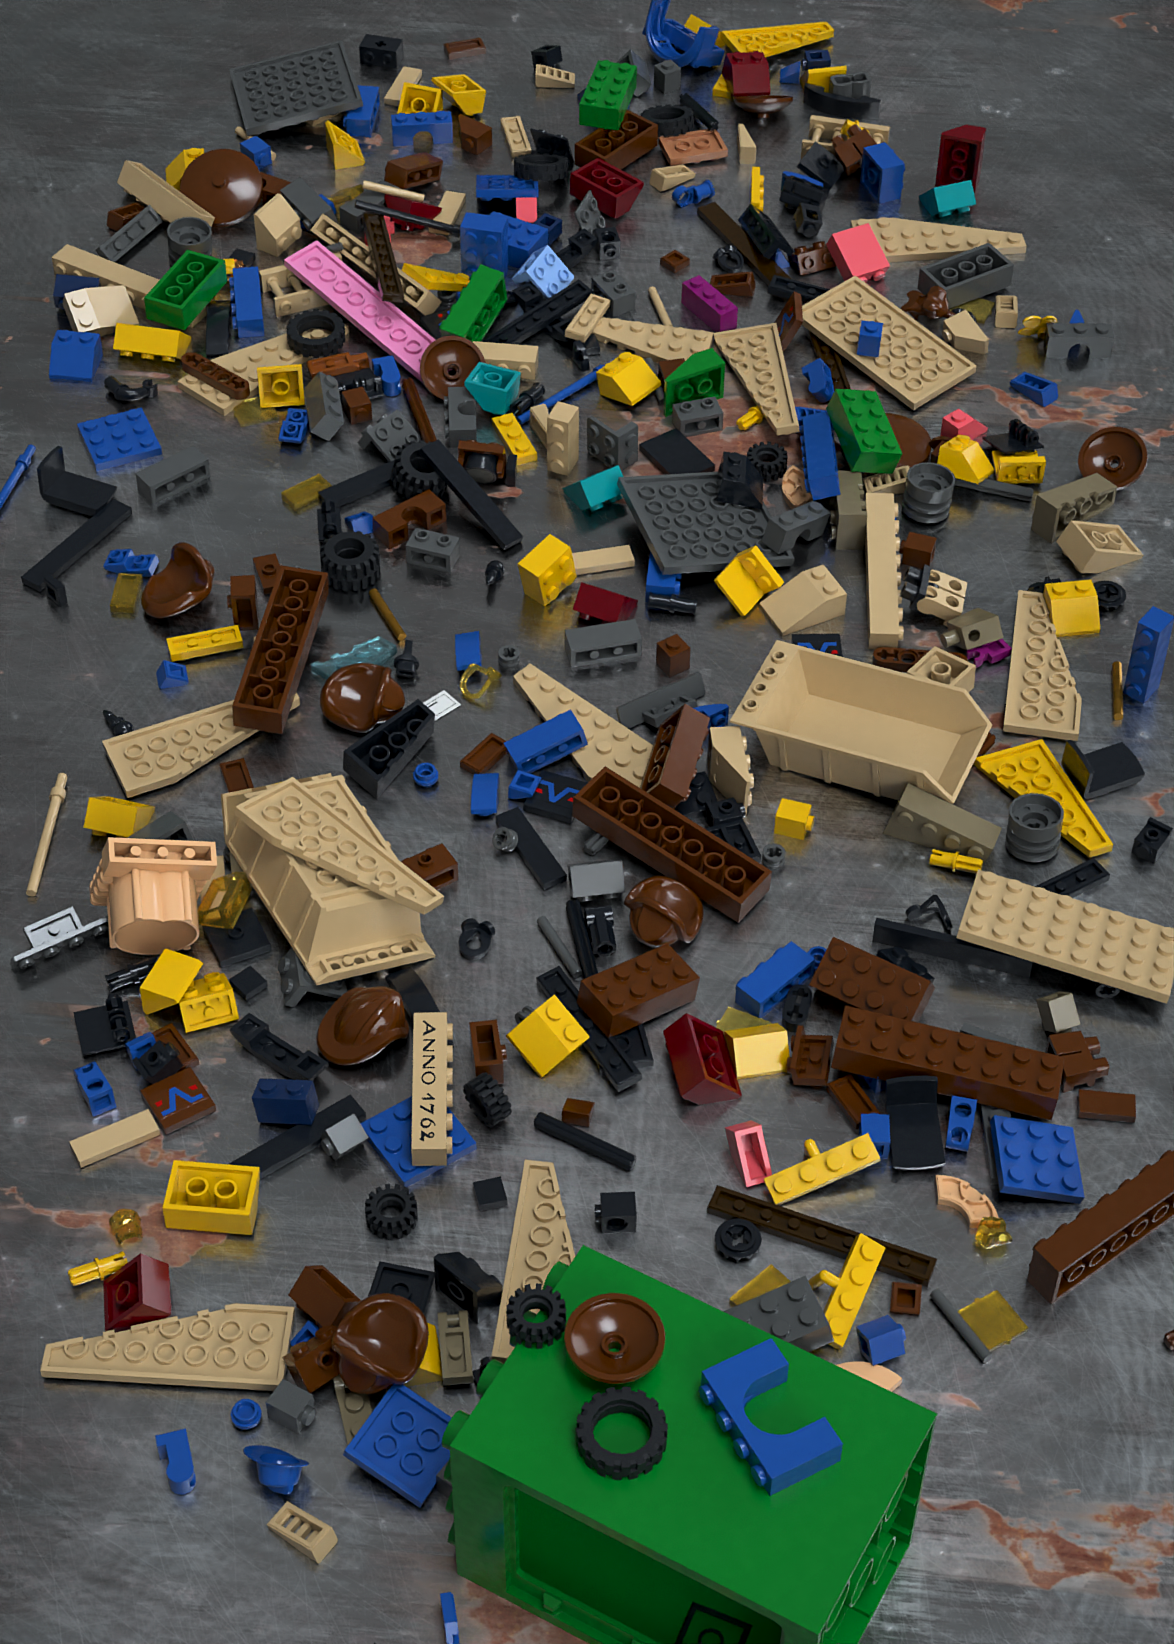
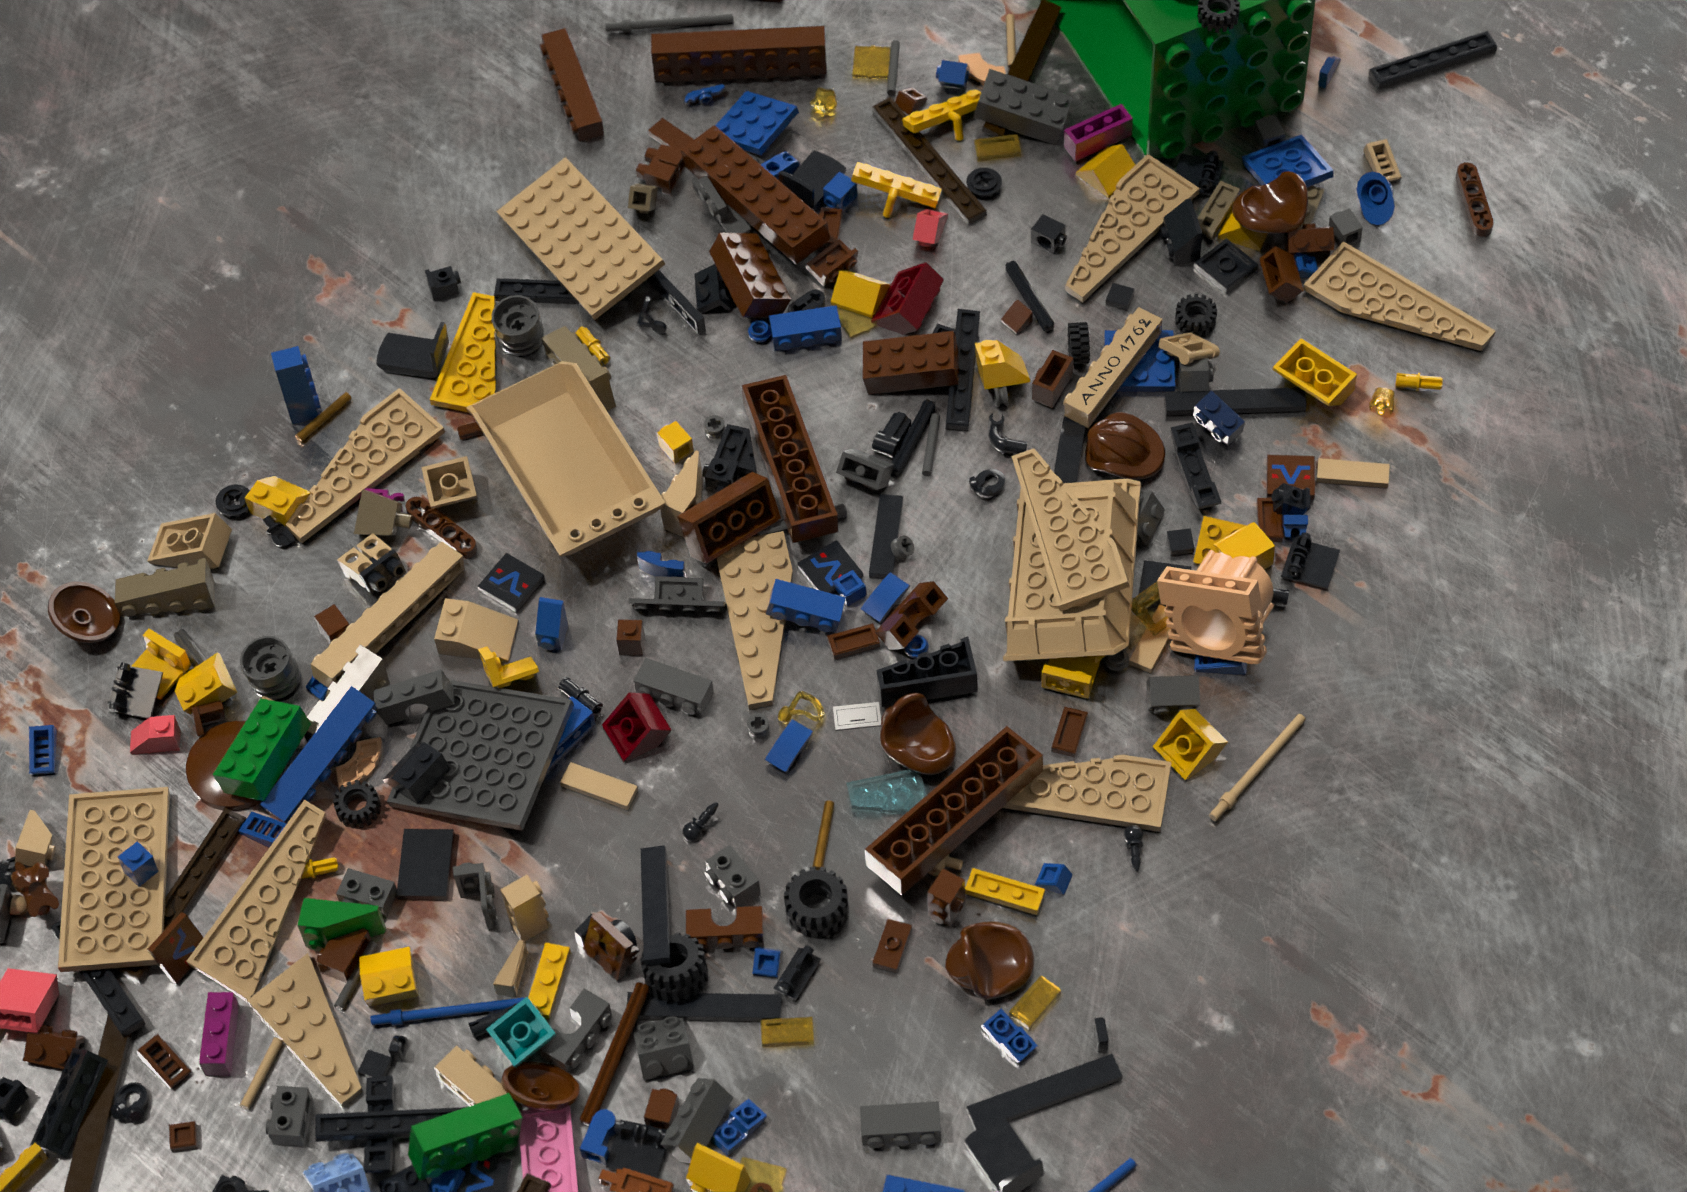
camera: 140 degrees left, 10 degrees up
(54, 933) = (1308, 655): bracket -> none
(95, 1088) = (1347, 513): blue leg -> none
(137, 1294) = (1403, 346): dark red slope -> none
(157, 1546) = (1474, 199): none -> reddish brown beam
(180, 1468) = (1433, 241): blue leg -> none
(246, 1414) = (1375, 243): blue plate -> none
(377, 1160) = (1189, 347): none -> tan plate
(406, 663) = (849, 764): black piece -> none
(434, 866) = (982, 552): reddish brown brick -> none
(447, 796) = (900, 625): none -> reddish brown arch
(491, 977) = (1002, 443): none -> black piece
(547, 570) = (663, 770): yellow brick -> none
(587, 318) = (351, 1084): tan tile -> none
(595, 489) = (533, 856): teal slope -> none
(663, 911) = (840, 412): reddish brown piece -> none
(745, 630) = (551, 624): none -> blue slope
(820, 380) = (218, 865): blue leg -> none
(964, 1198) = (817, 130): light nougat tile -> none
(1122, 1167) = (704, 95): none -> blue piece

